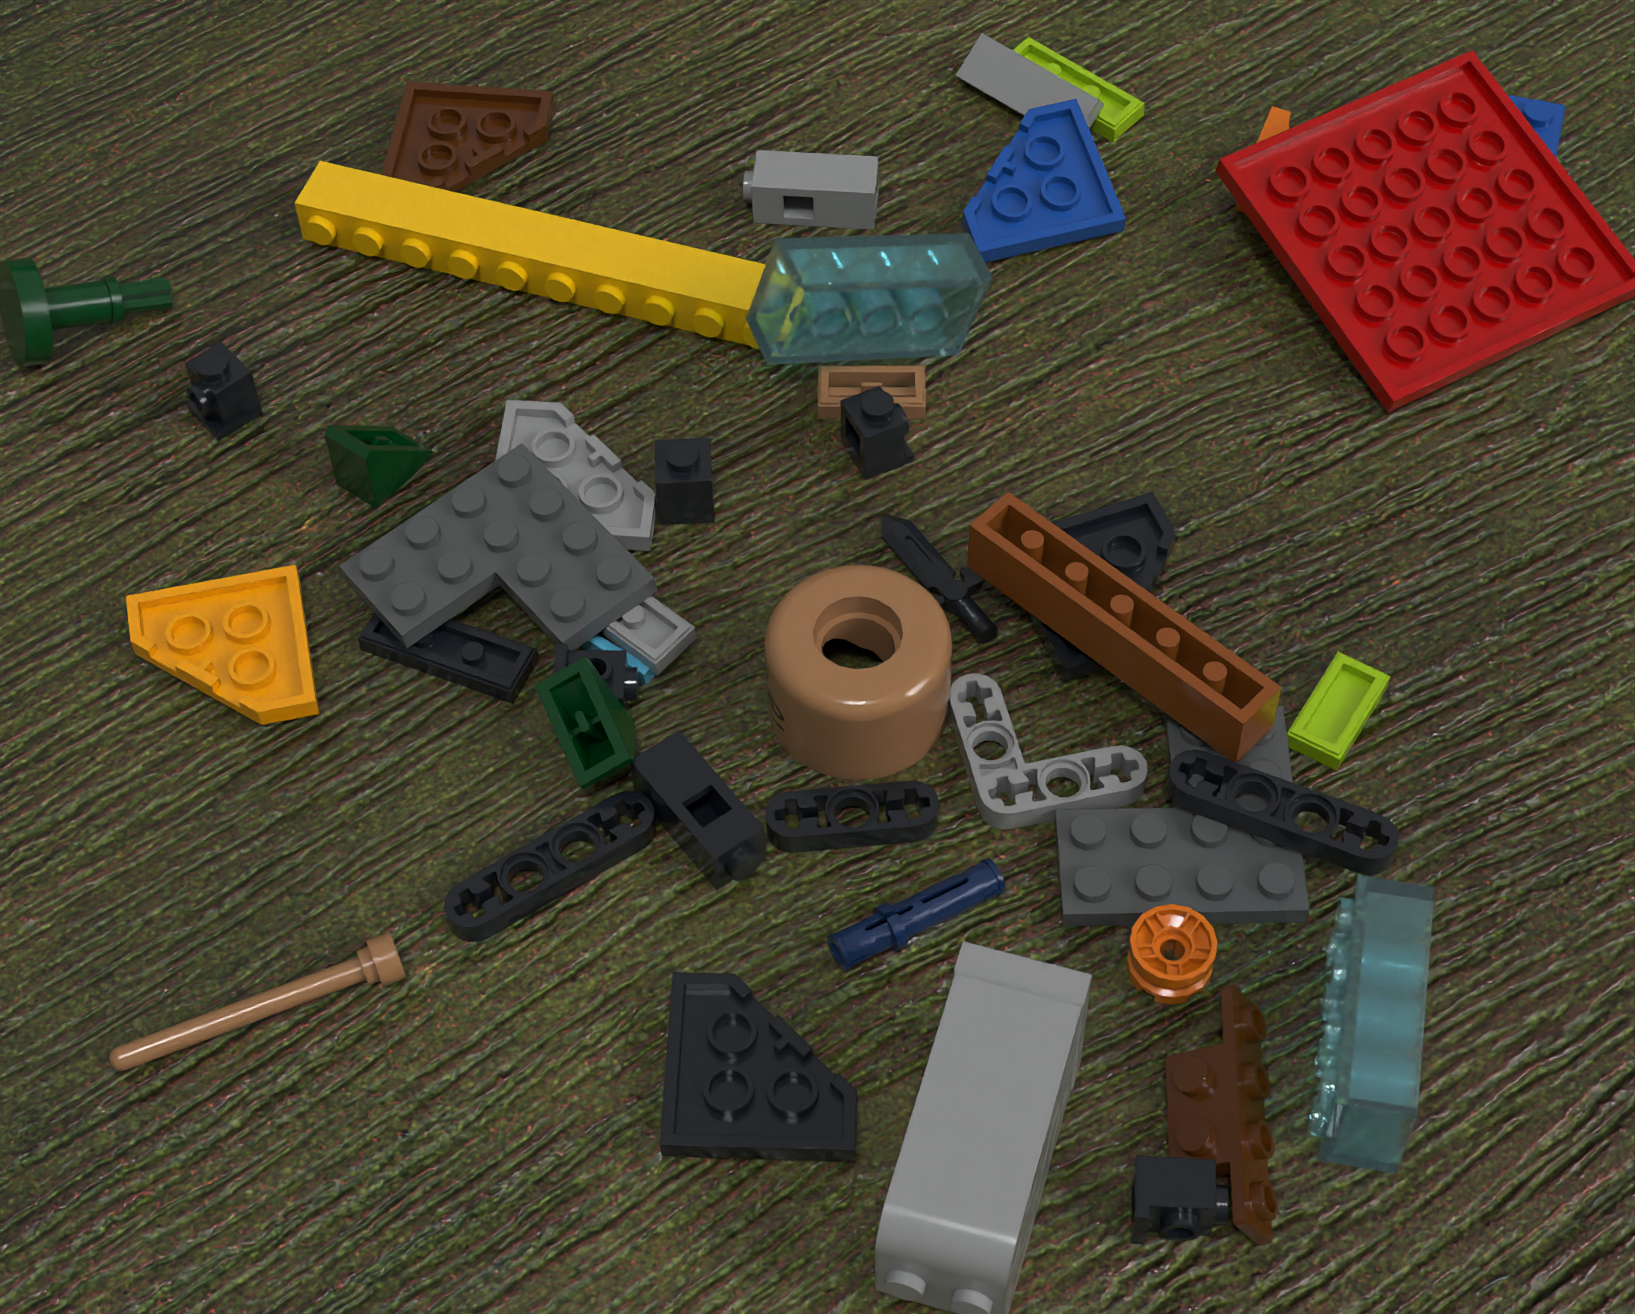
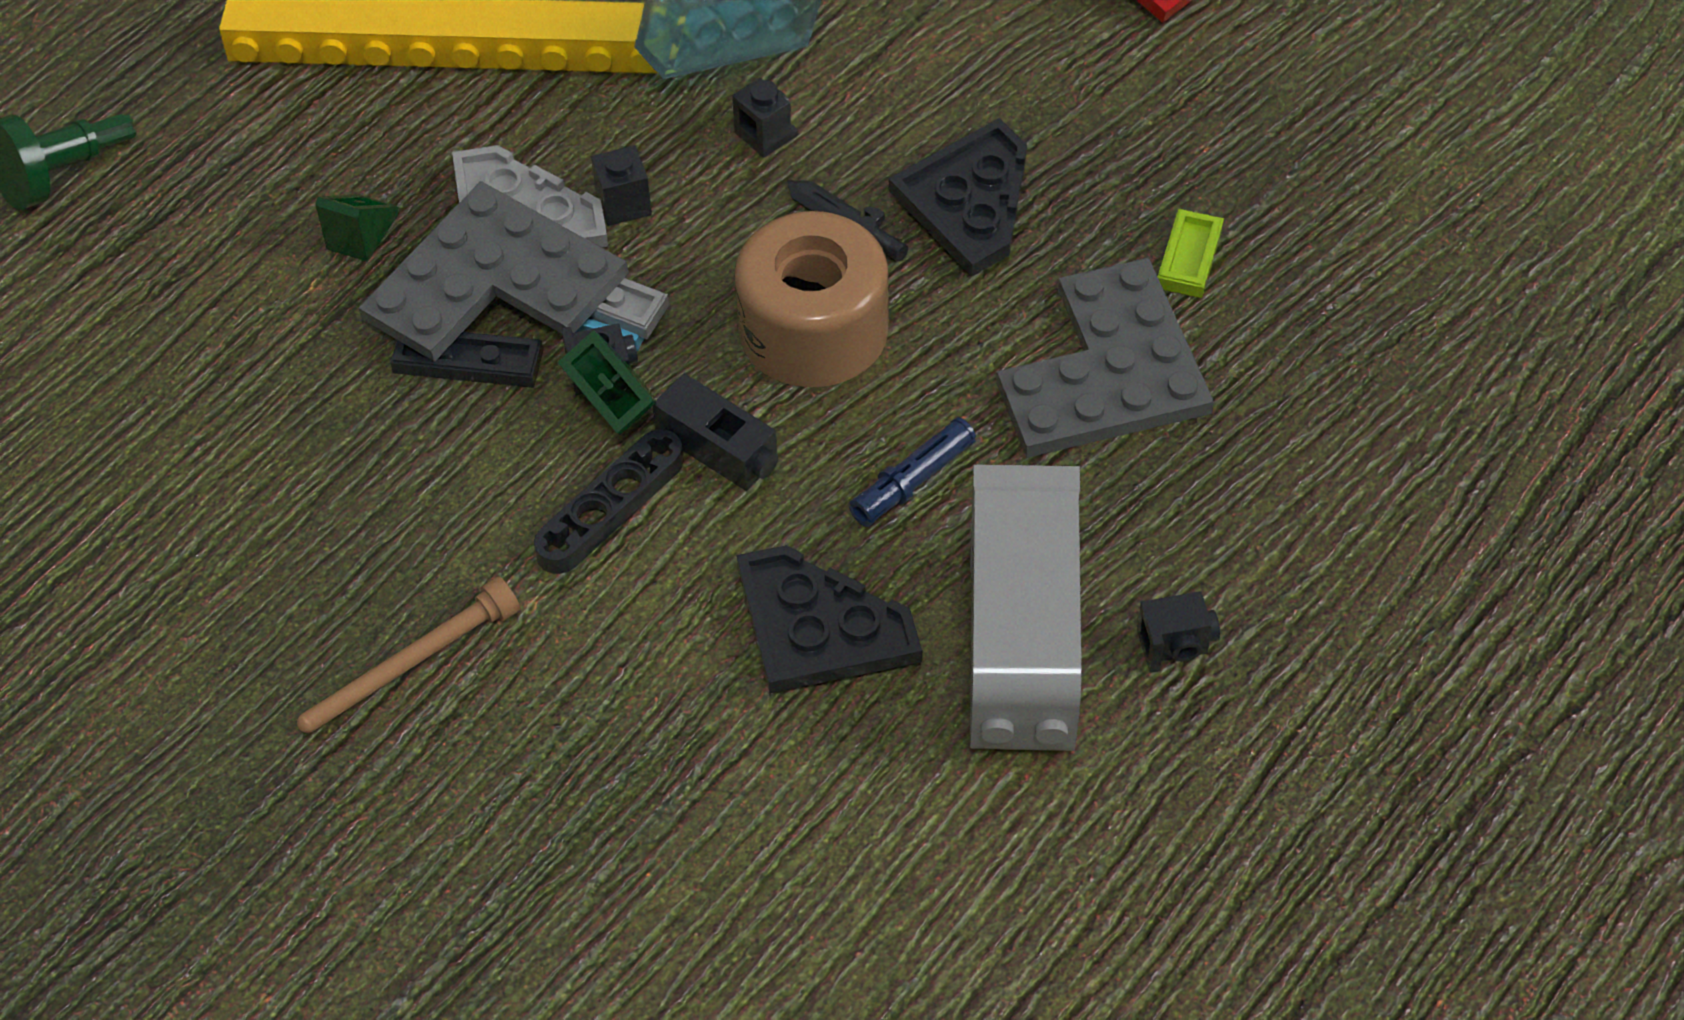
camera: 15 degrees left, 0 degrees up
(221, 391) = (207, 193): black brick -> none
(232, 640) = (286, 386): light orange plate -> none
(837, 836) = (847, 394): black beam -> none
(910, 398) = (720, 101): medium nougat tile -> none
(1014, 776) = (956, 354): light grey beam -> none
(1123, 627) = (1011, 219): dark orange brick -> none
(1192, 943) = (1135, 454): orange wheel -> none
(1220, 1112) = (1187, 557): reddish brown bracket -> none
(1277, 820) = (1172, 339): black beam -> none
(1373, 1024) = (1290, 468): clear light blue brick -> none

